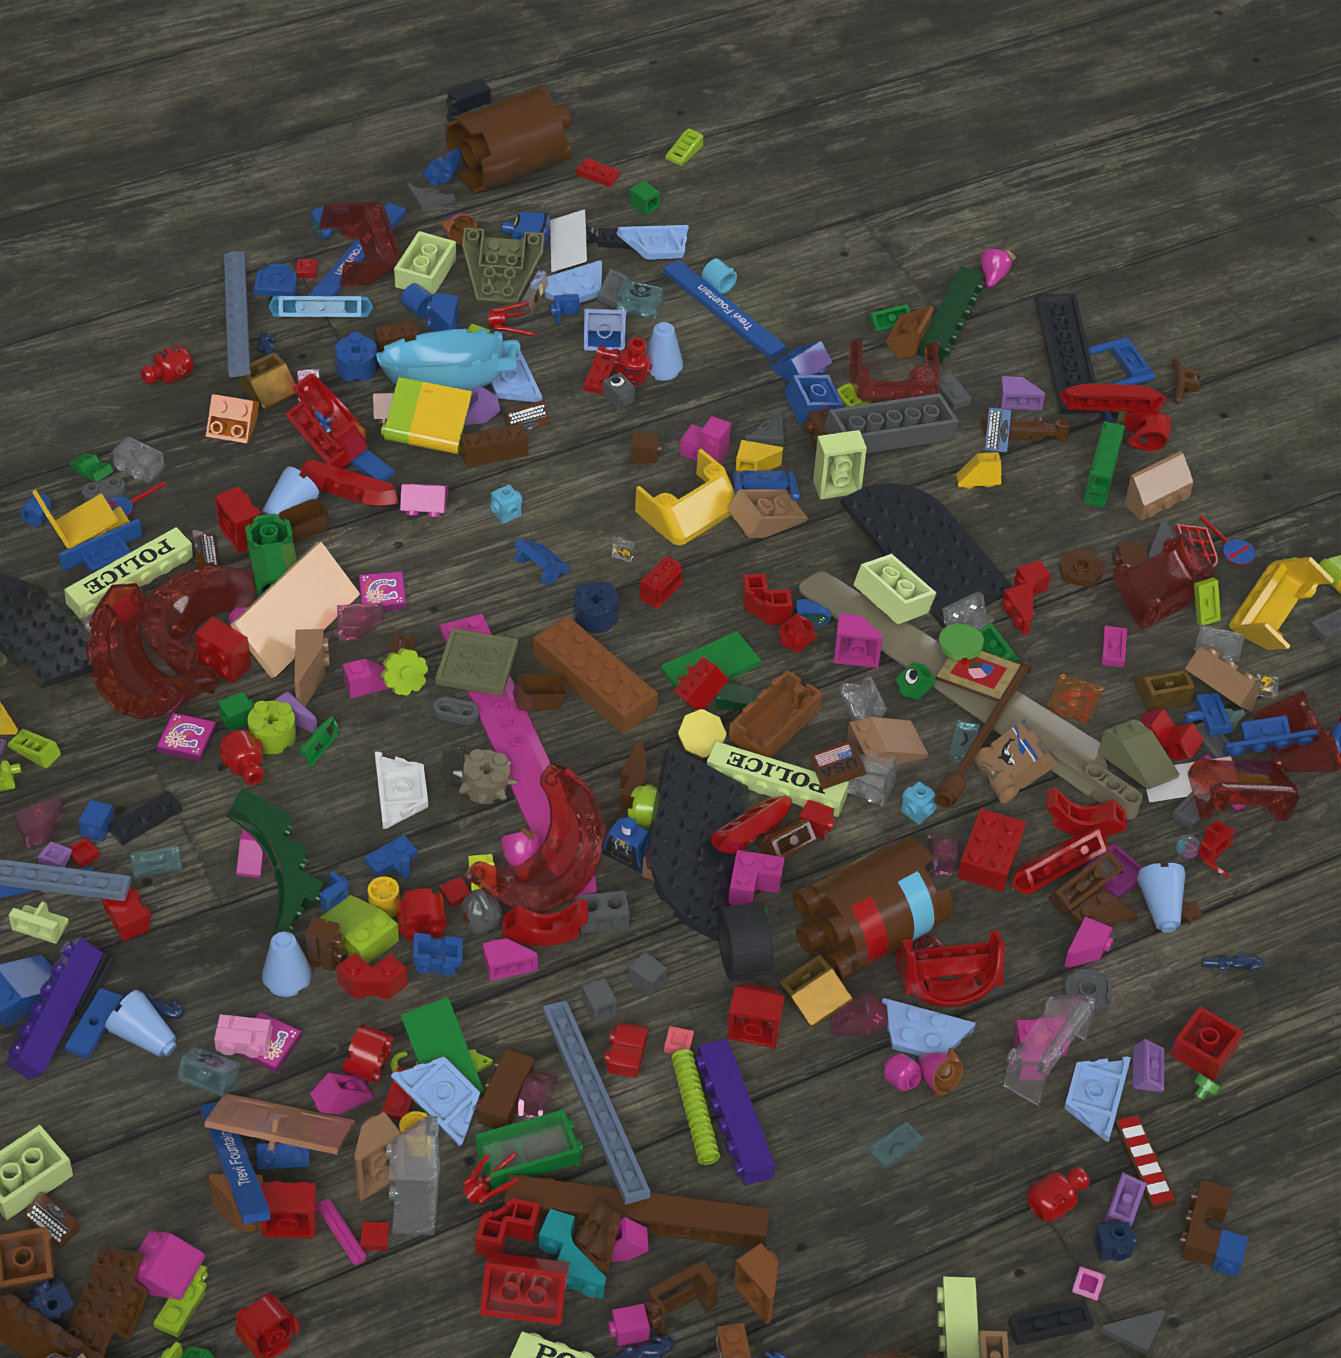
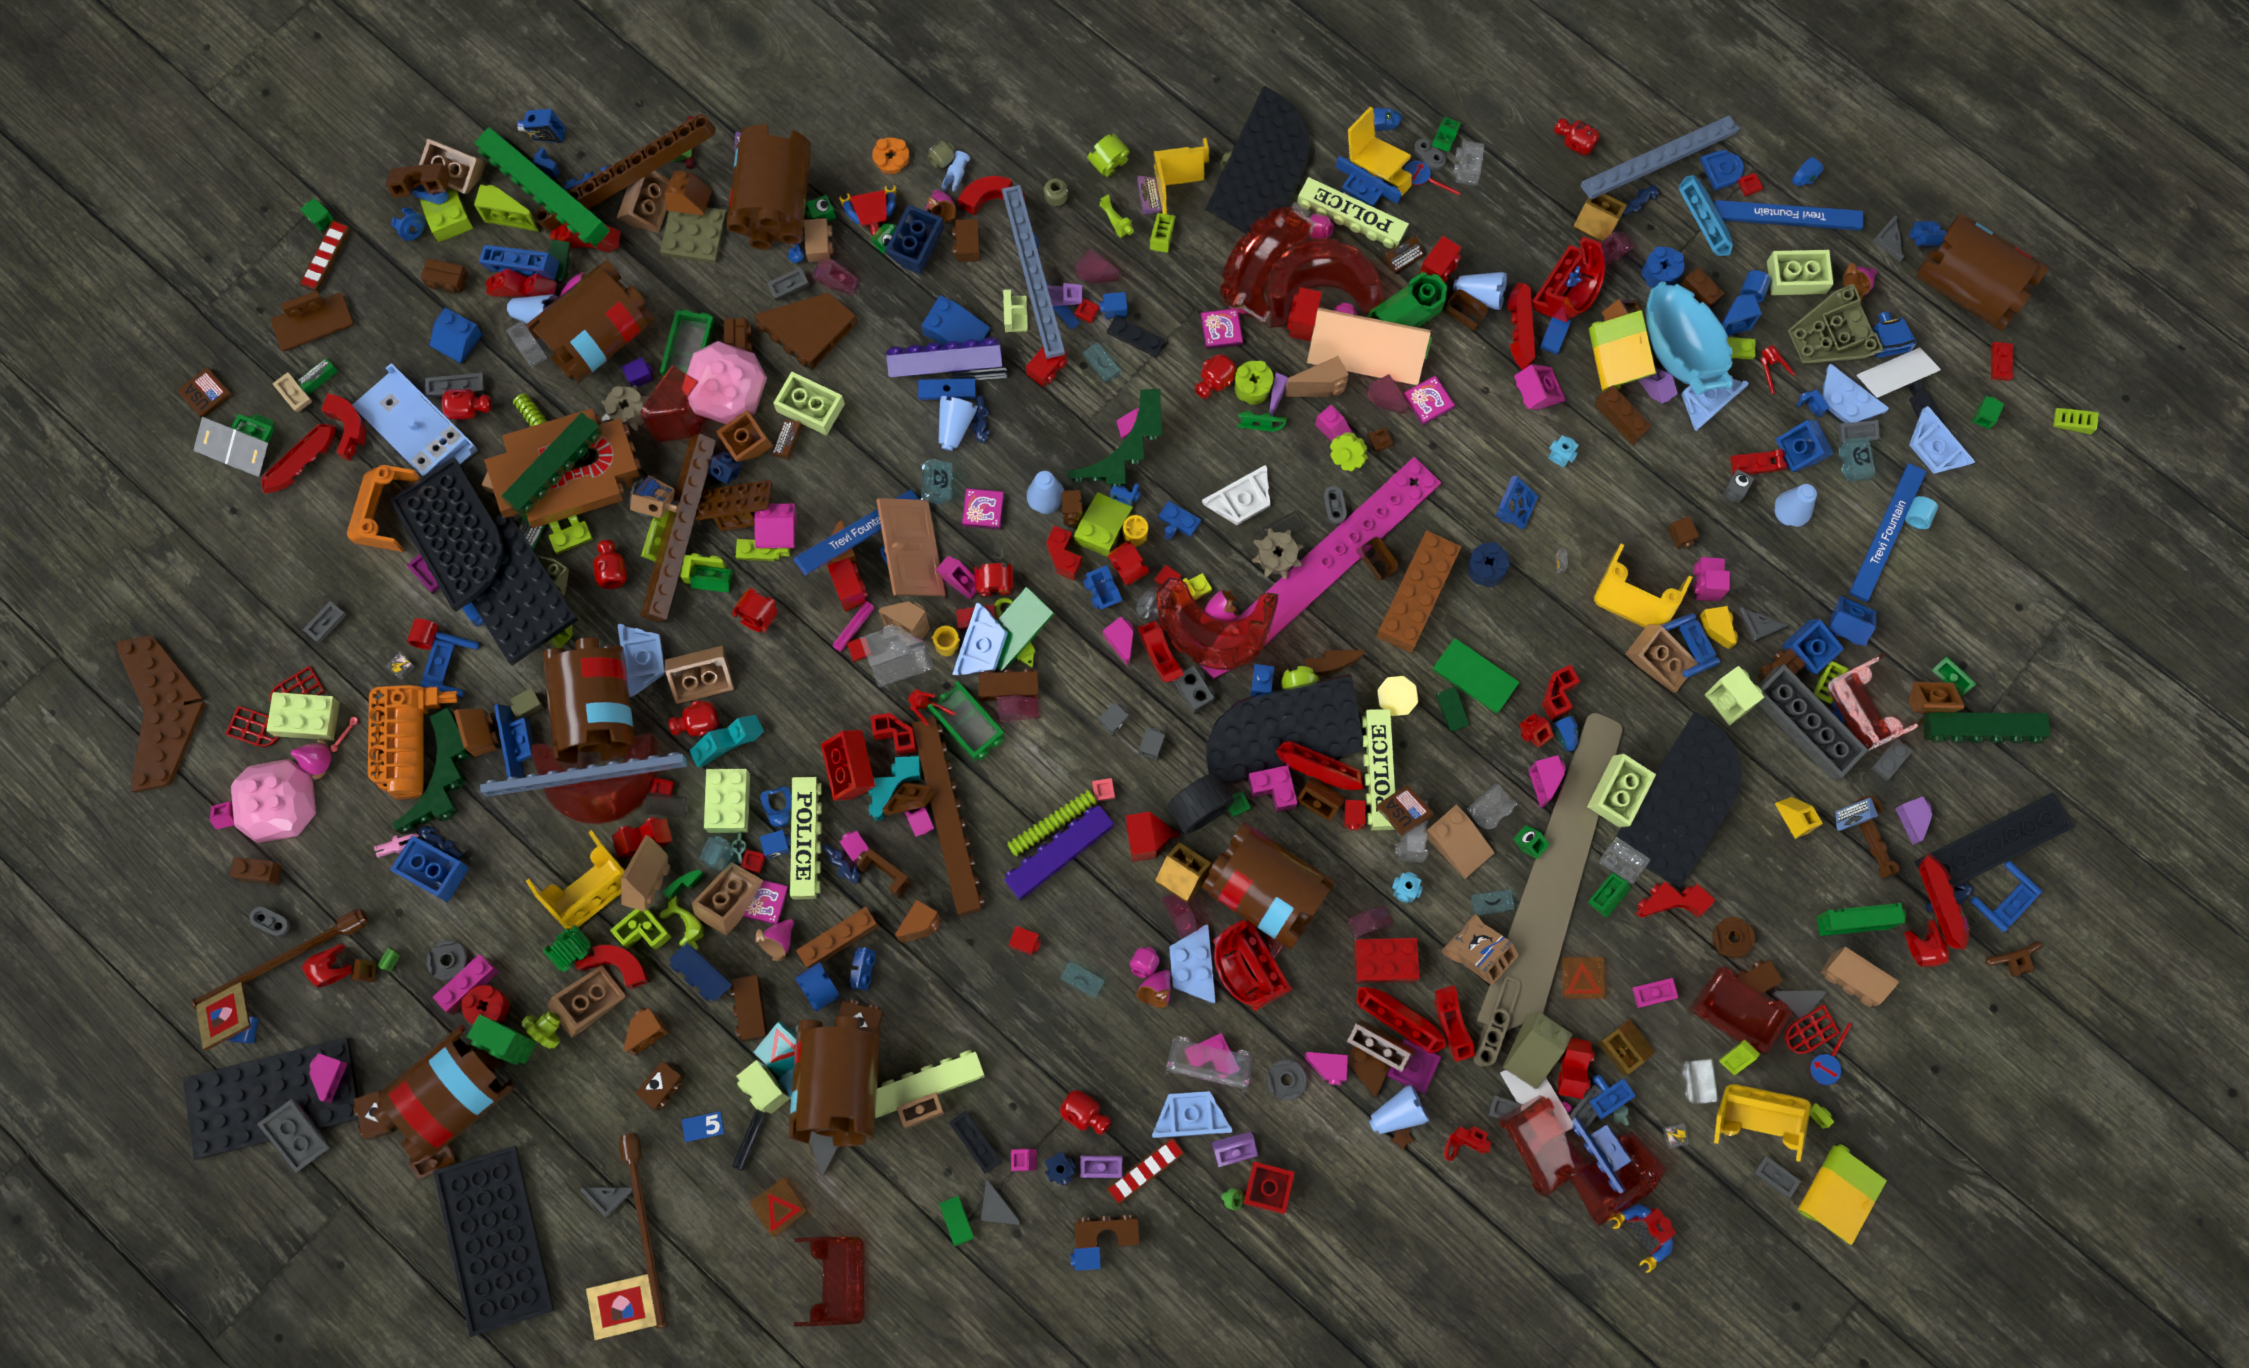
camera: 70 degrees right, 25 degrees up
(232, 418) = (1549, 208): orange slope -> none
(235, 711) = (1258, 350): green brick -> none
(243, 1036) = (972, 490): bright pink brick -> none
(373, 229) = (1816, 204): clear red windscreen -> none
(467, 97) = (2017, 219): black brick -> none
(477, 662) = (1383, 499): olive plate -> none
(530, 415) = (1668, 427): slope -> none
(535, 292) = (1815, 372): tile -> none
(596, 1103) = (1020, 751): sand blue plate -> none
(627, 1050) = (1079, 756): red brick -> none
(634, 362) = (1770, 485): red piece -> none
(661, 582) = (1540, 604): red window -> none
(700, 684) = (1441, 675): red brick -> none
(775, 715) = (1440, 745): dark orange piece -> none
(826, 1184) = (1024, 941): none -> red brick
(961, 641) = (1588, 864): bright green tile -> none
(989, 678) = (1562, 899): flag -> none
(996, 265) = (2069, 744): dark pink hat -> none
(1188, 846) = (1468, 1118): clear tile -> none
(1224, 677) = (1649, 1095): medium nougat slope -> none
(1240, 961) = (1368, 1193): dark blue animal -> none

